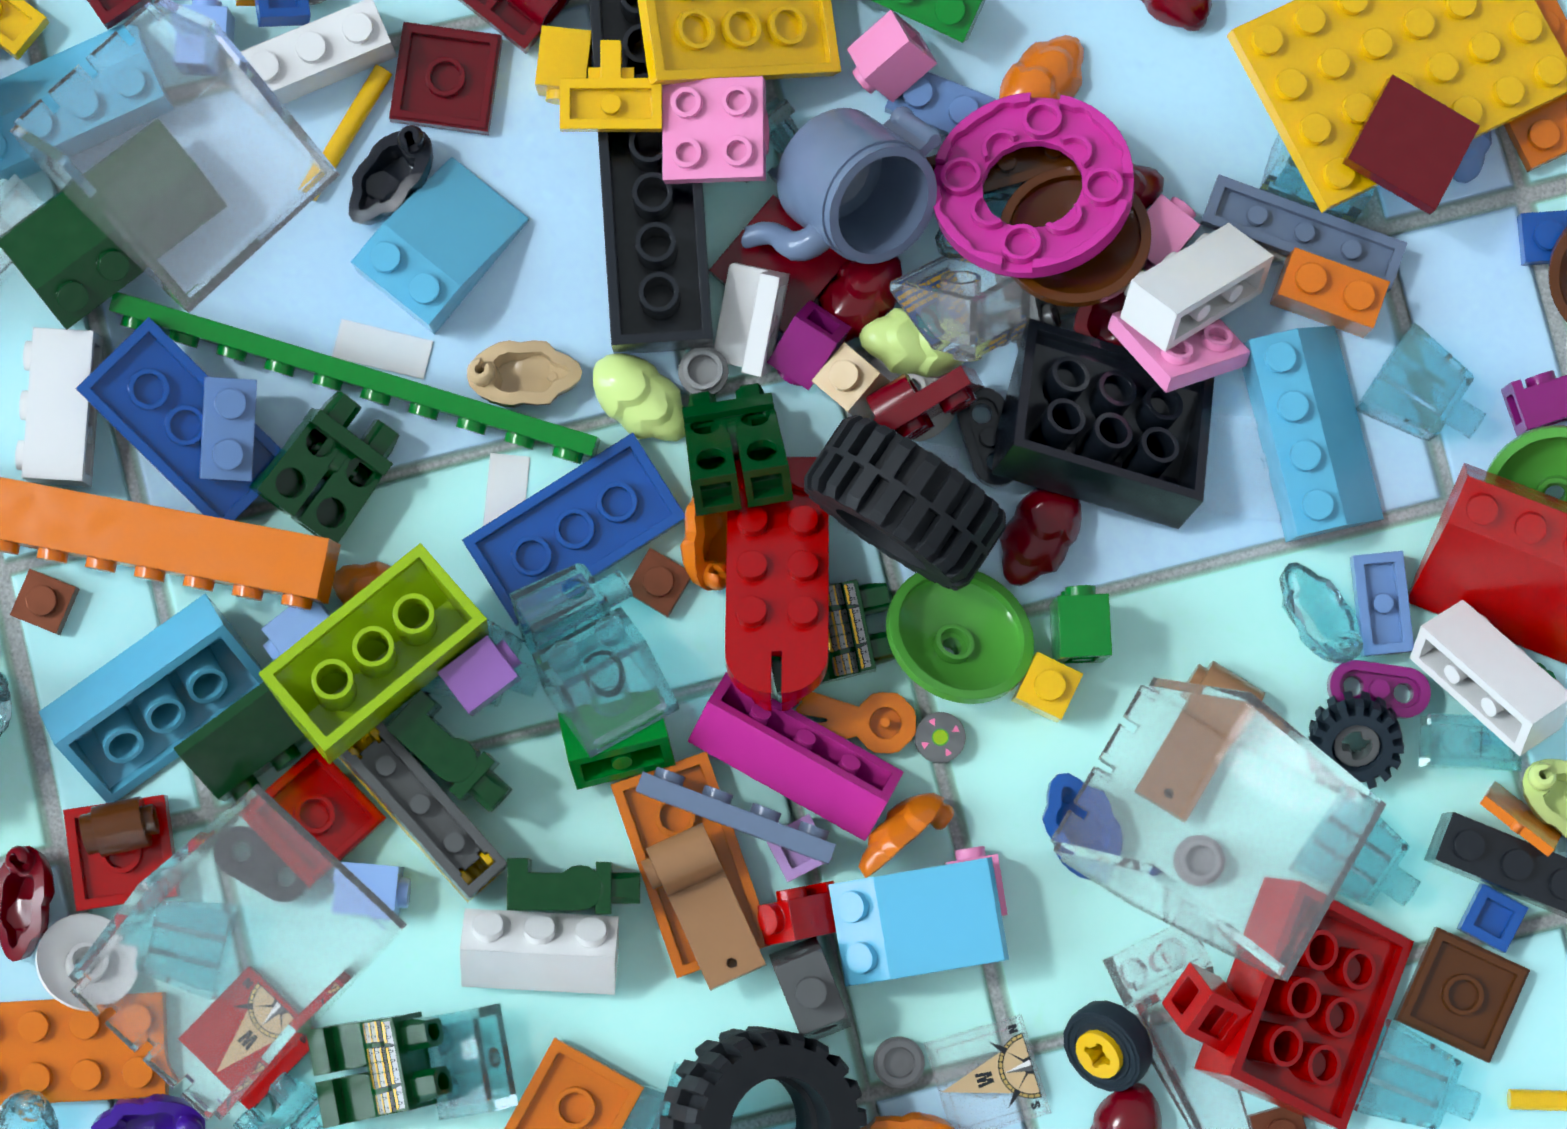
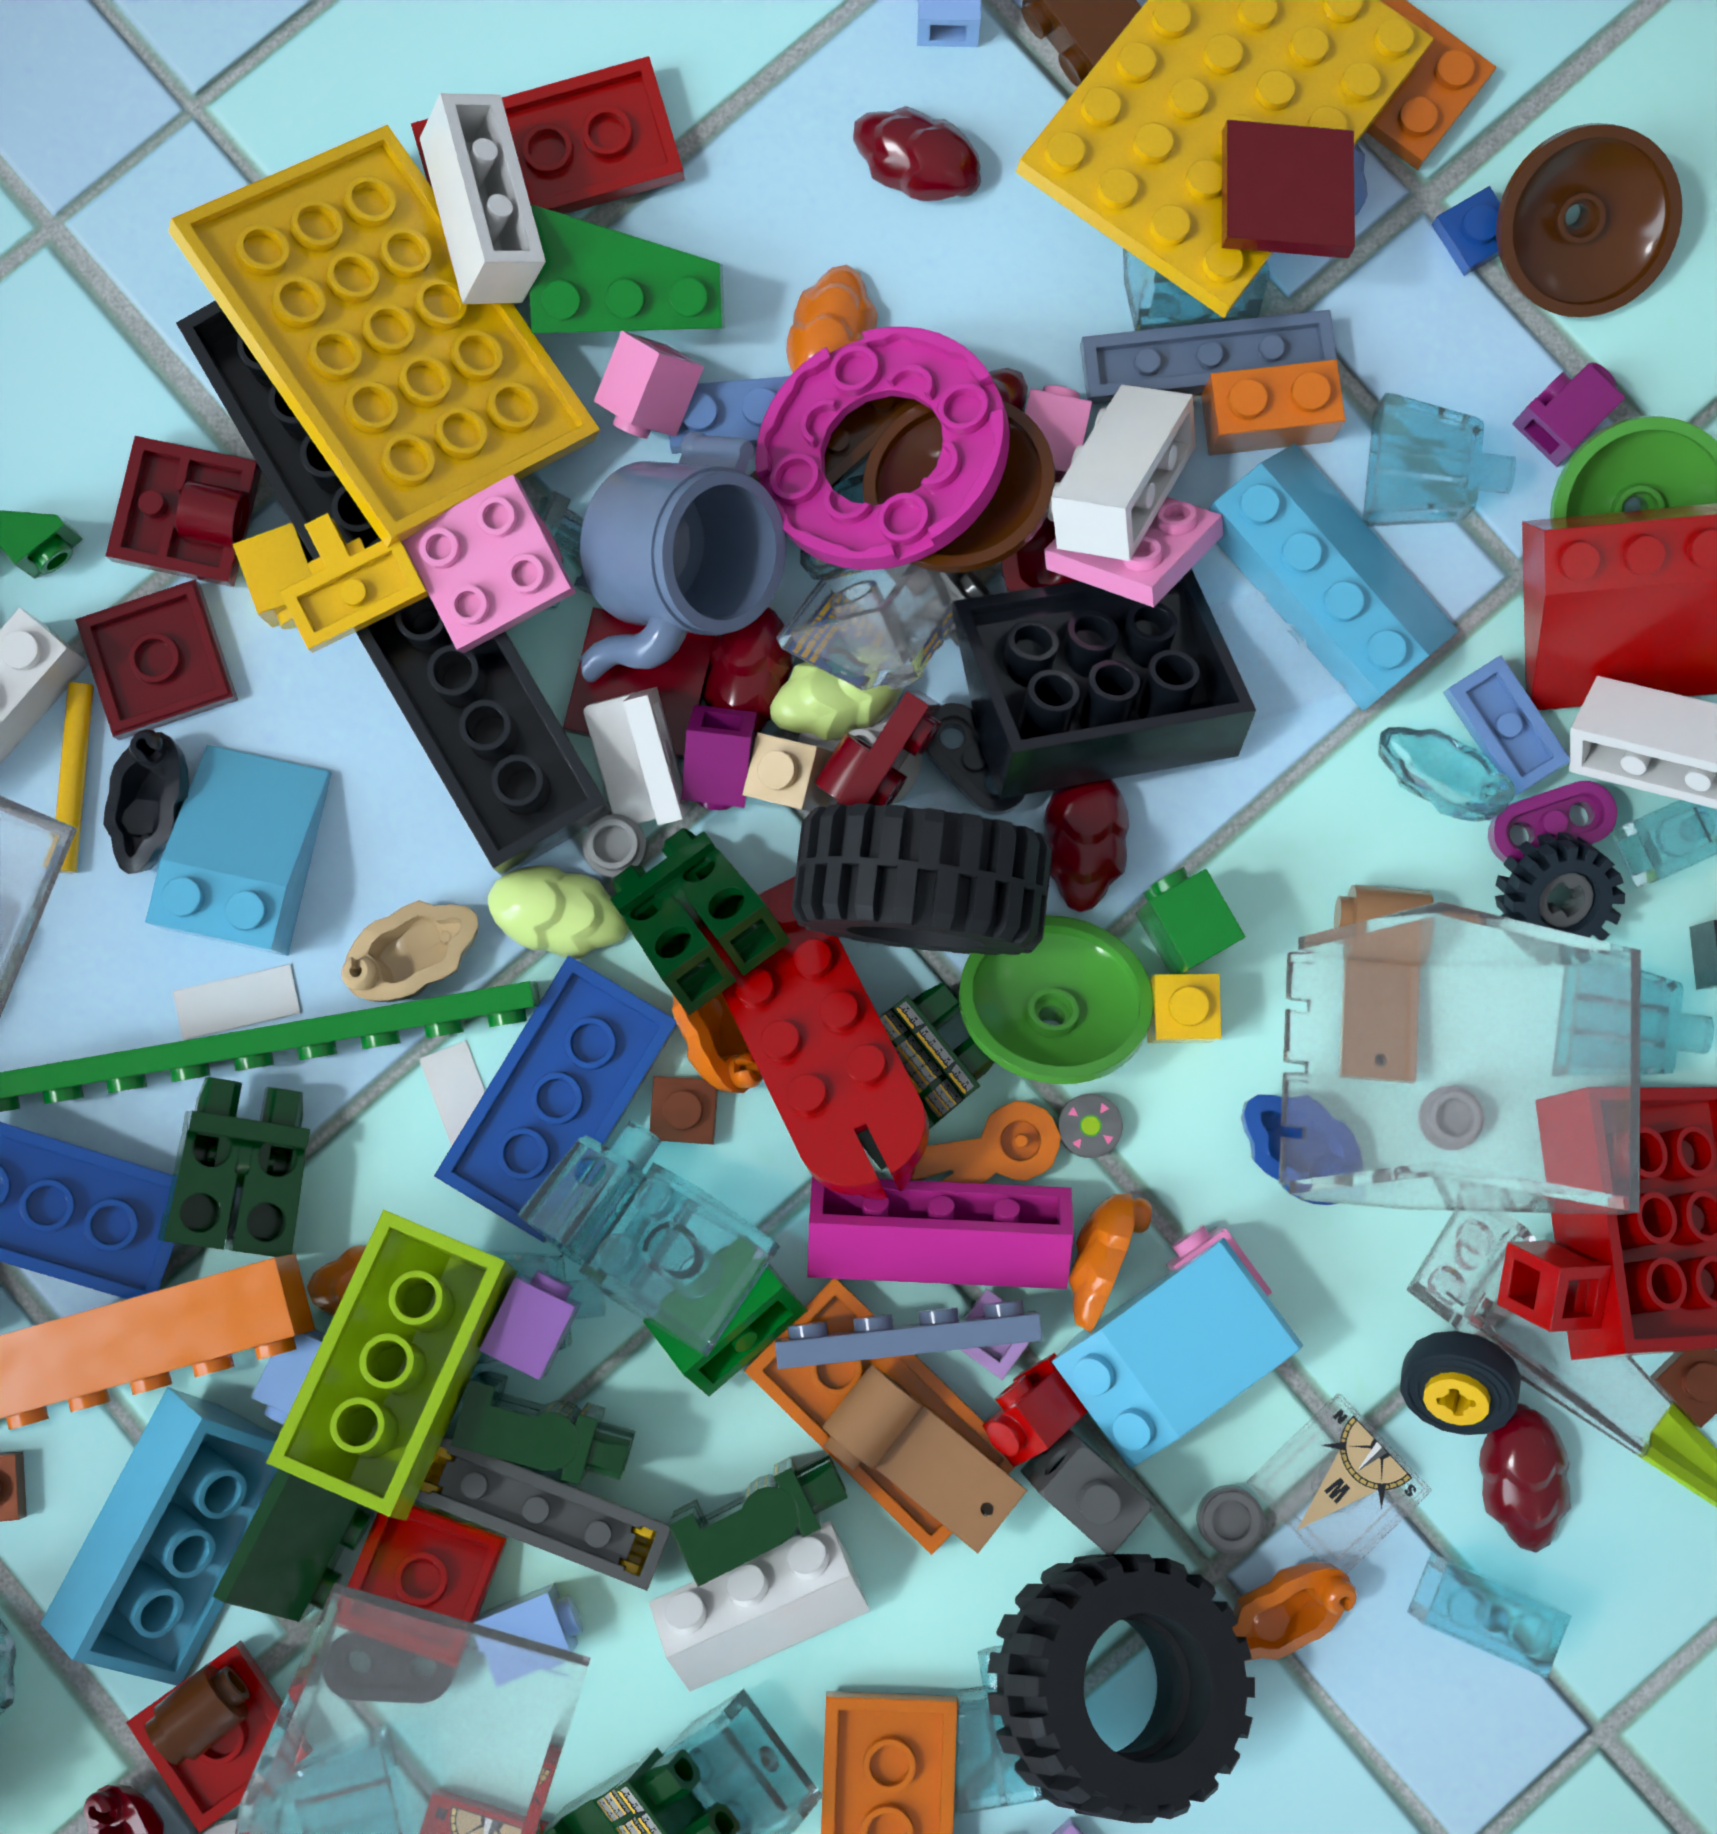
camera: 25 degrees left, 0 degrees up
(228, 429) = (98, 1185): medium blue plate -> none

